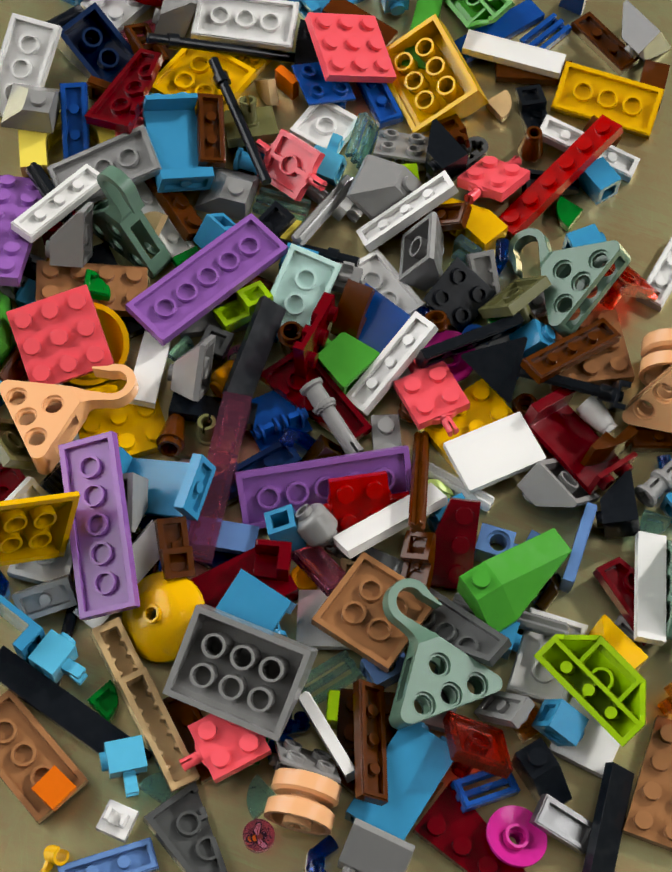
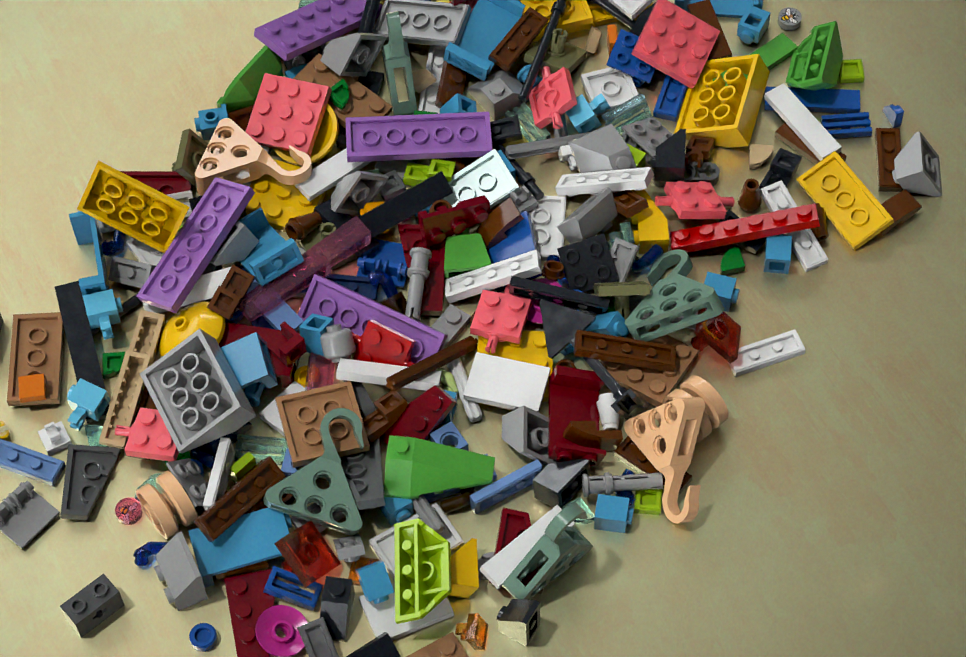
camera: 45 degrees right, 5 degrees down
(57, 204) = (362, 22): white tile -> none

